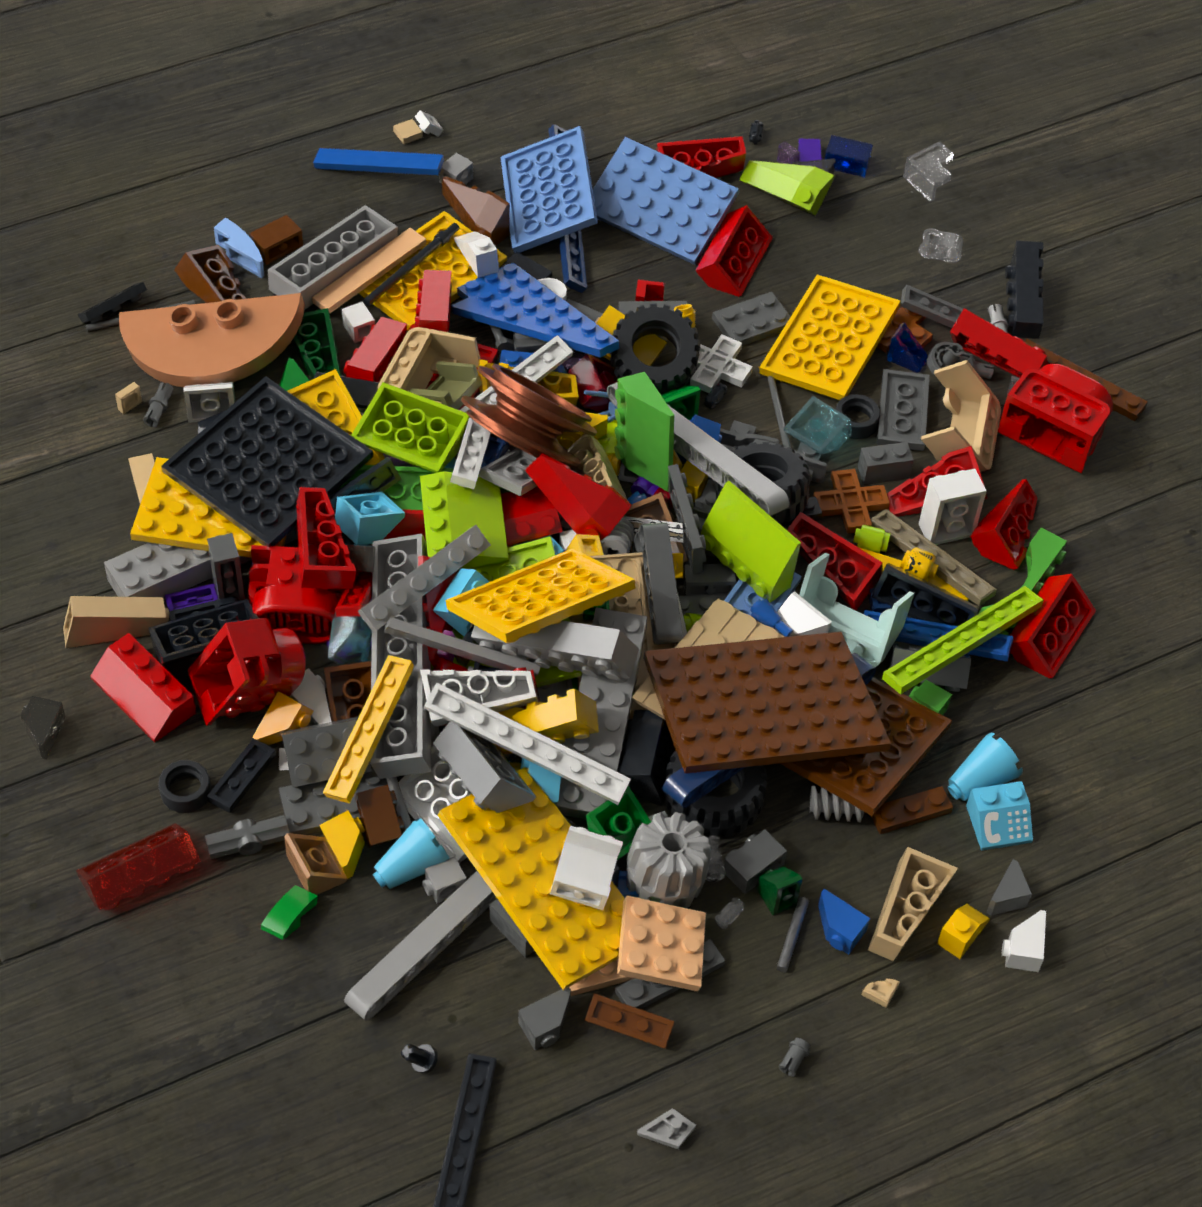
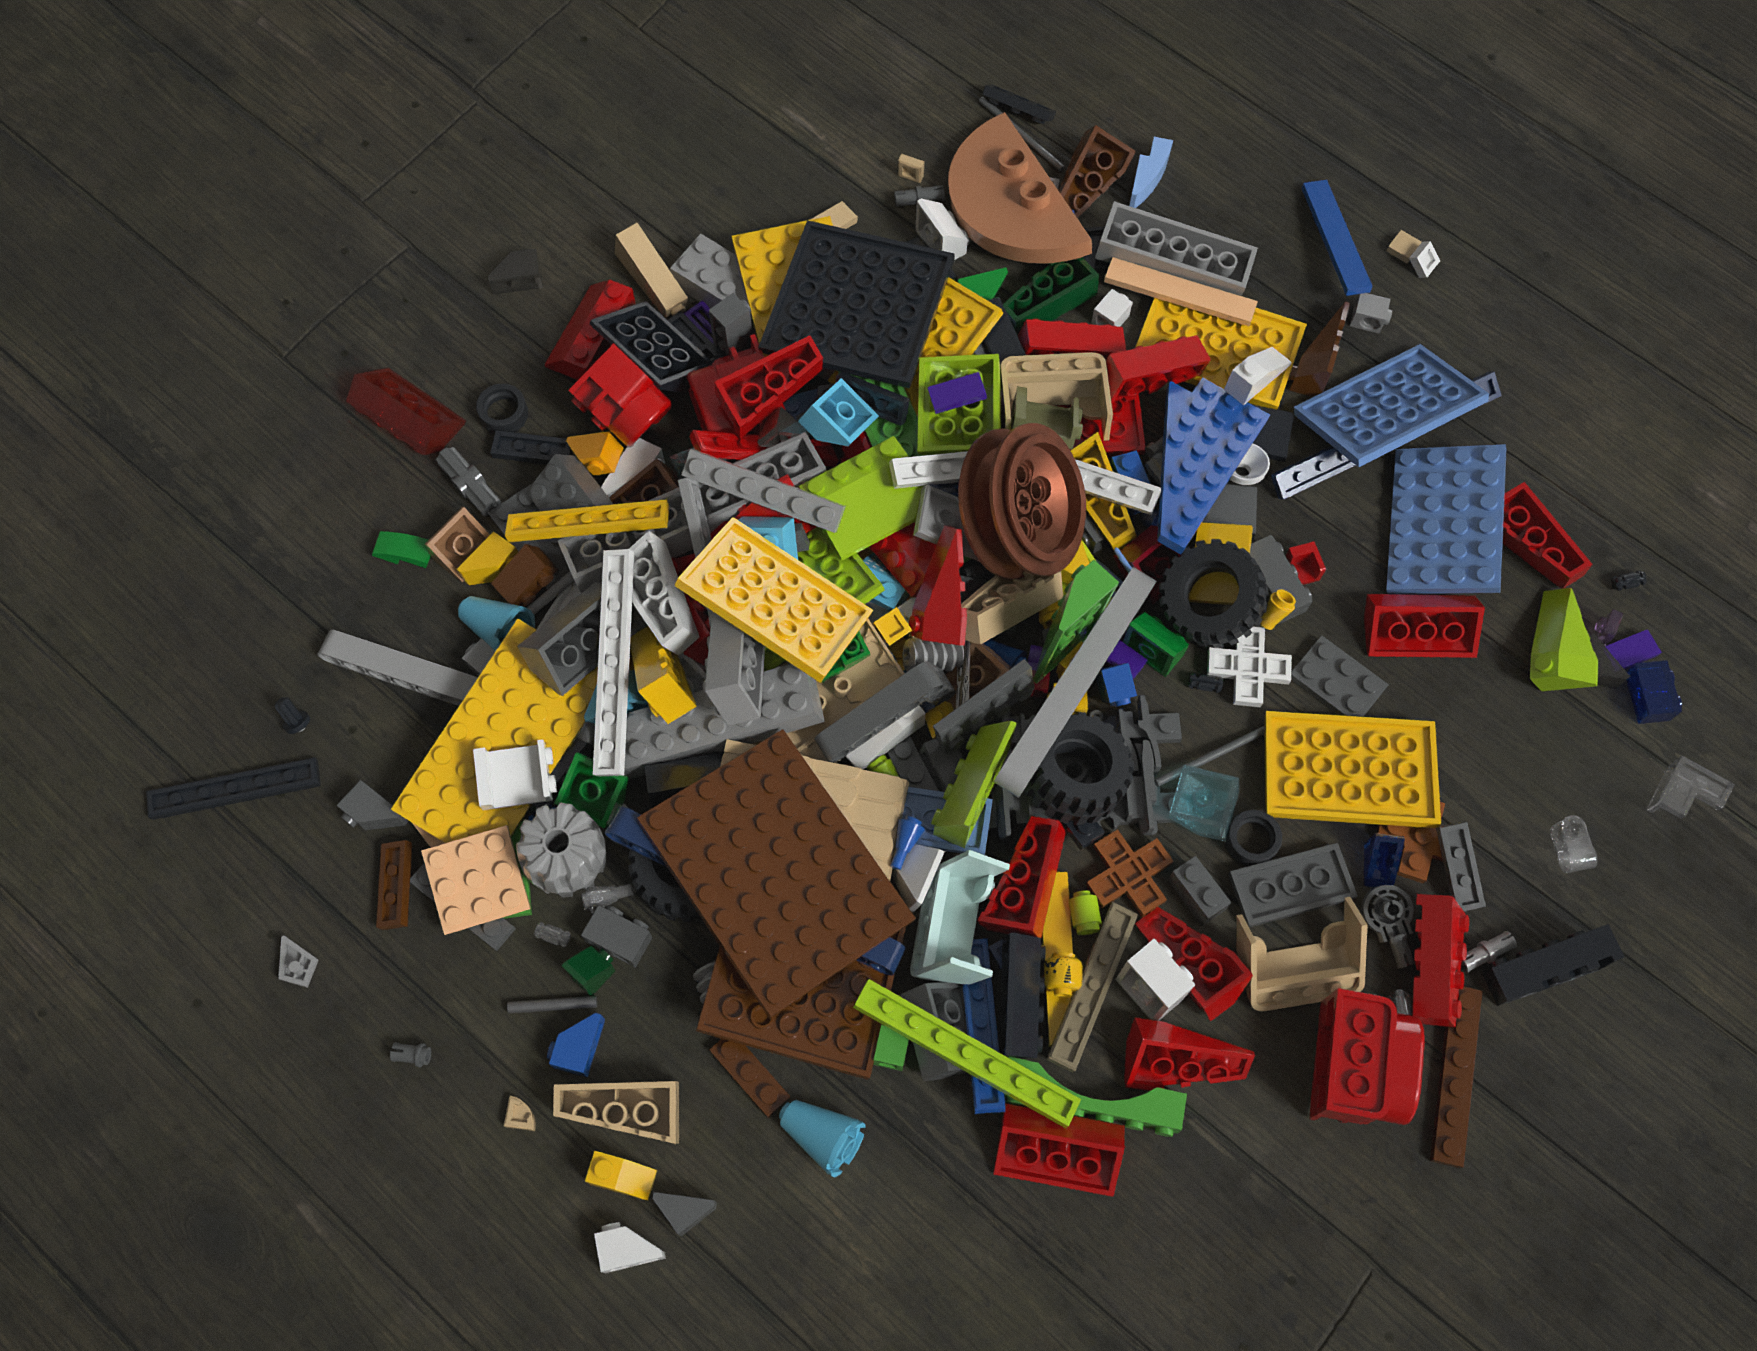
camera: 70 degrees right, 15 degrees up
(277, 239) = (1178, 196): reddish brown brick -> none
(403, 421) = (957, 392): none -> dark purple tile
(440, 240) = (1260, 336): black bar -> none
(1000, 815) = (774, 1172): medium azure slope -> none

